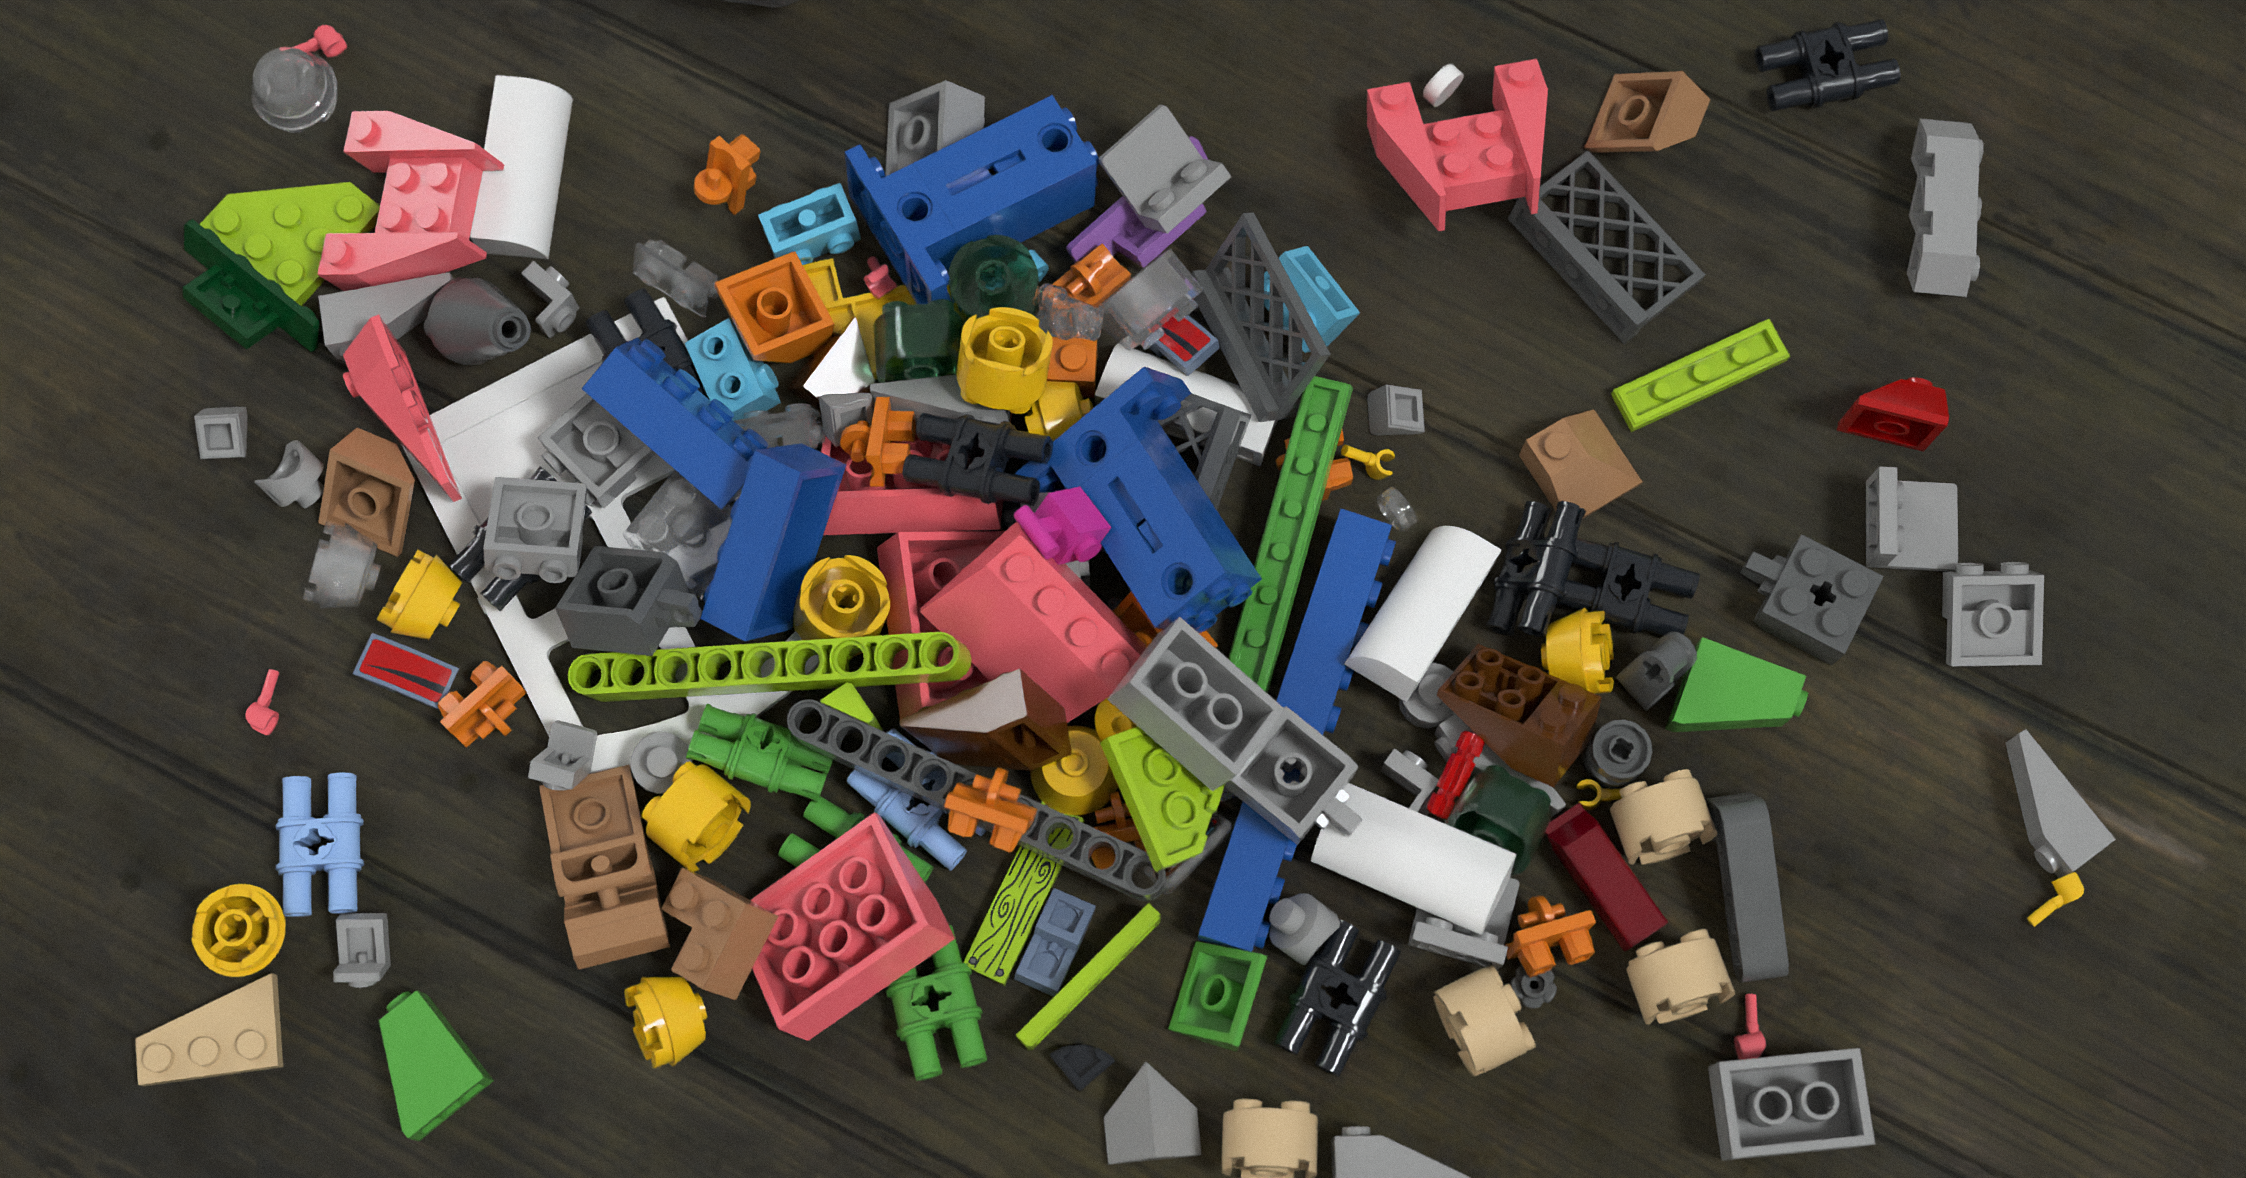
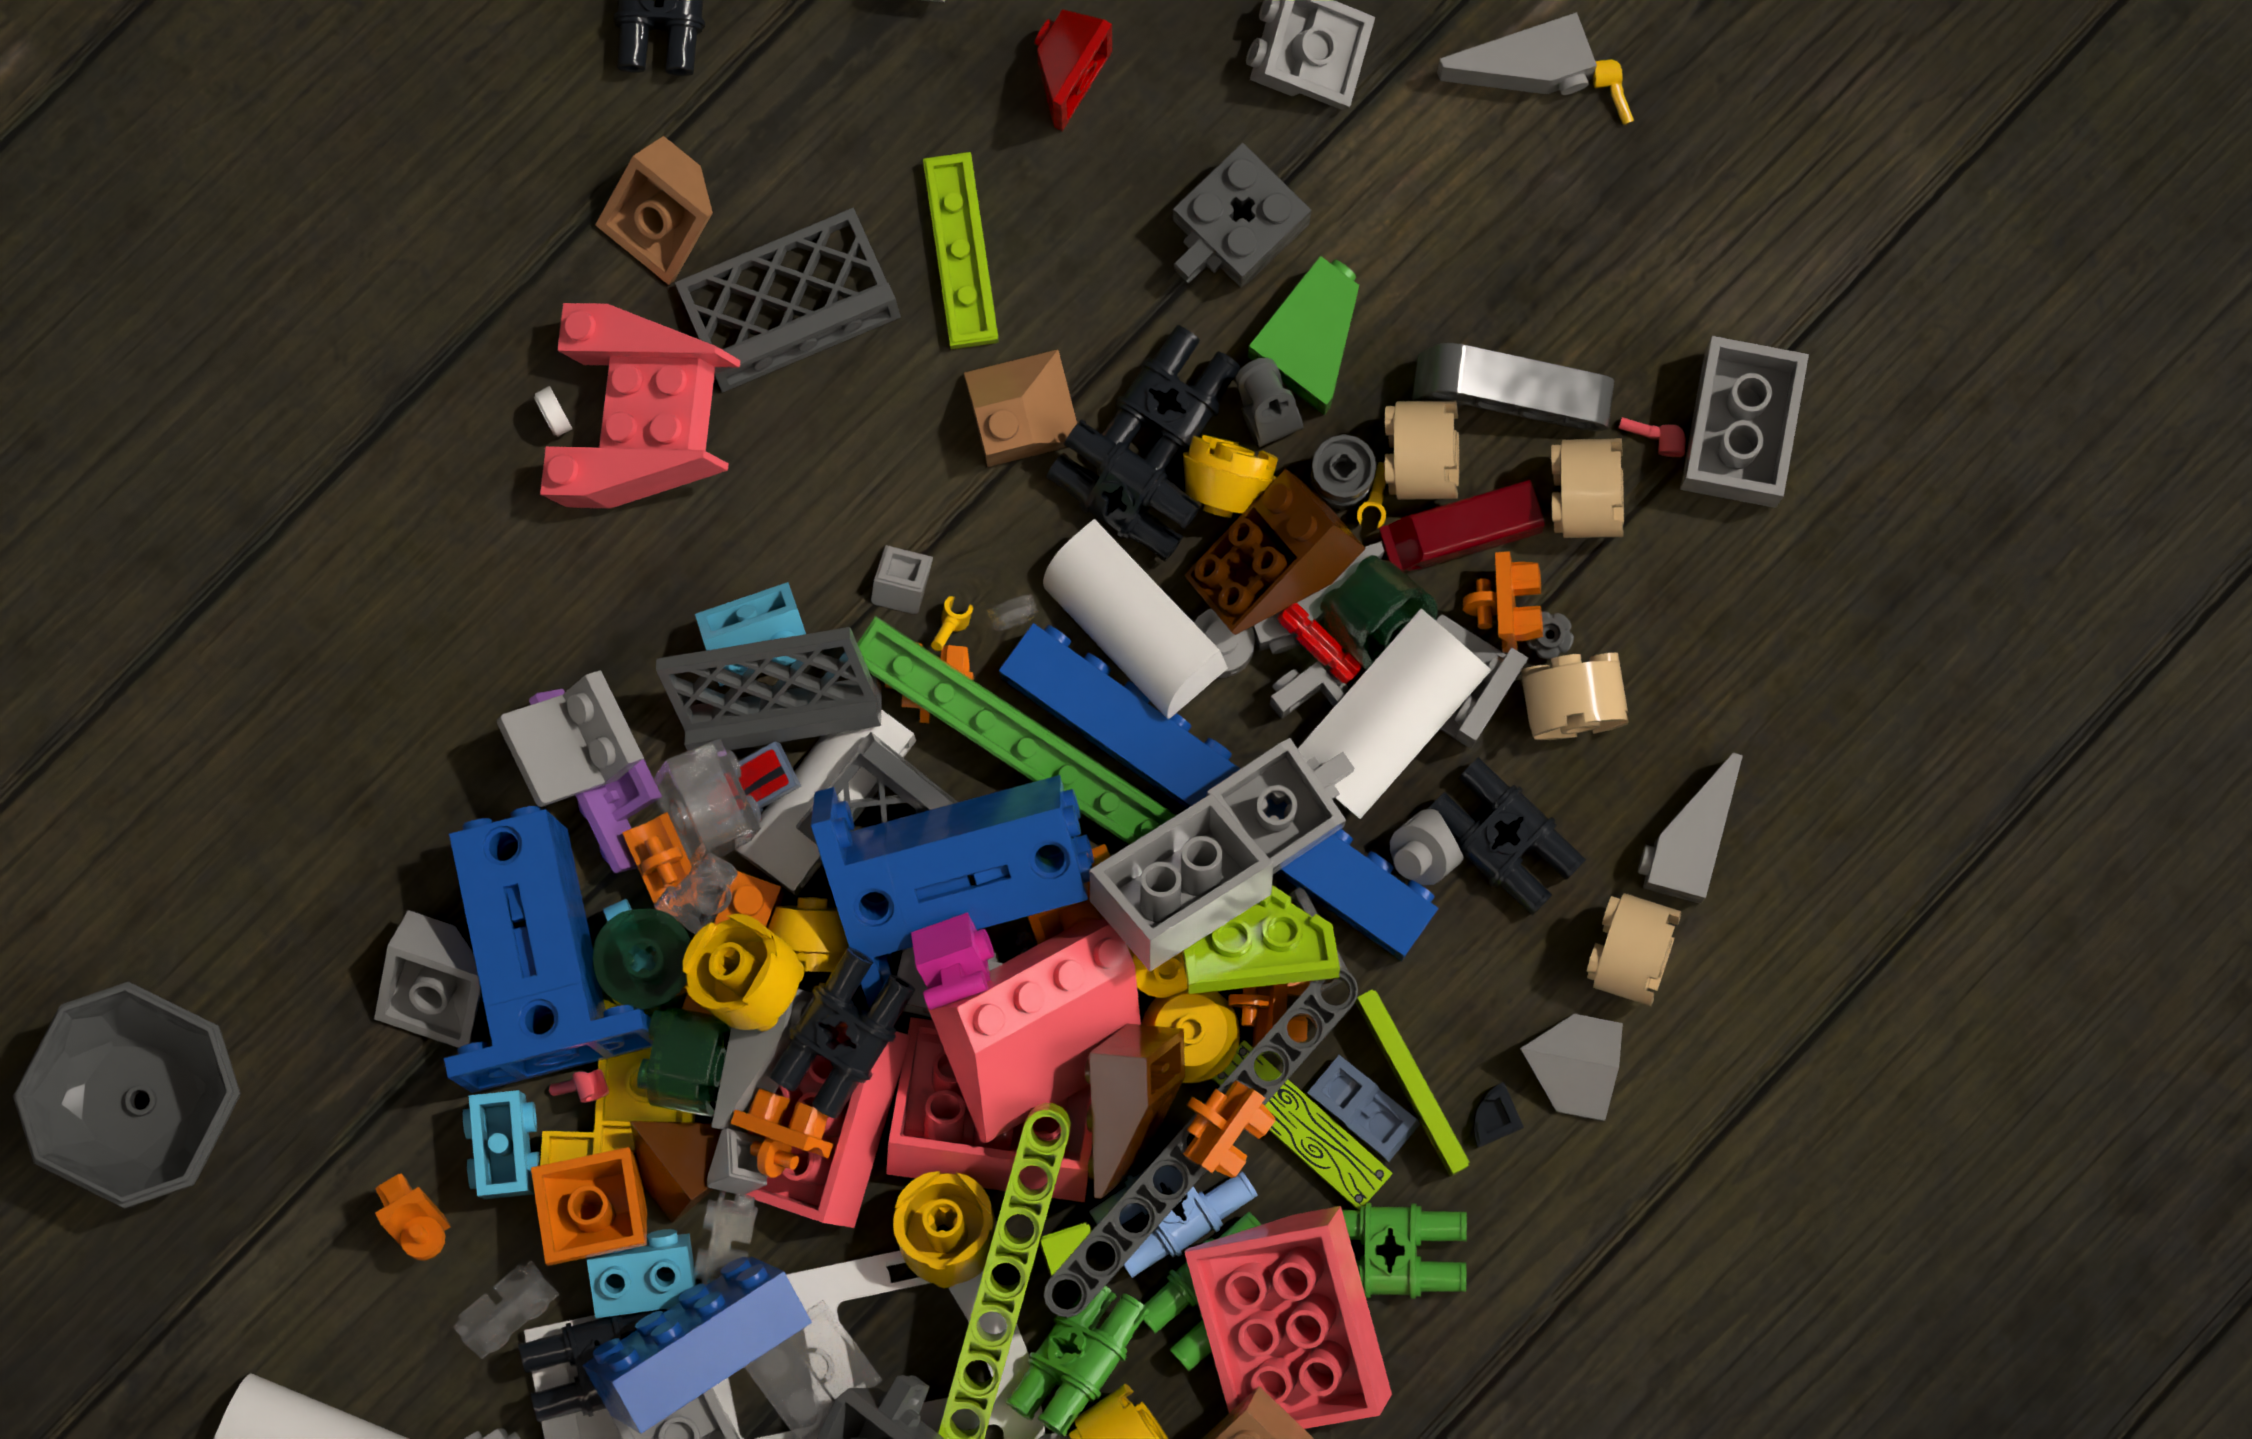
camera: 75 degrees left, 5 degrees up
(771, 540) = (860, 1279): blue piece -> none
(1217, 994) = (1468, 955): bright green slope -> none
(1910, 523) = (1188, 92): light grey bracket -> none

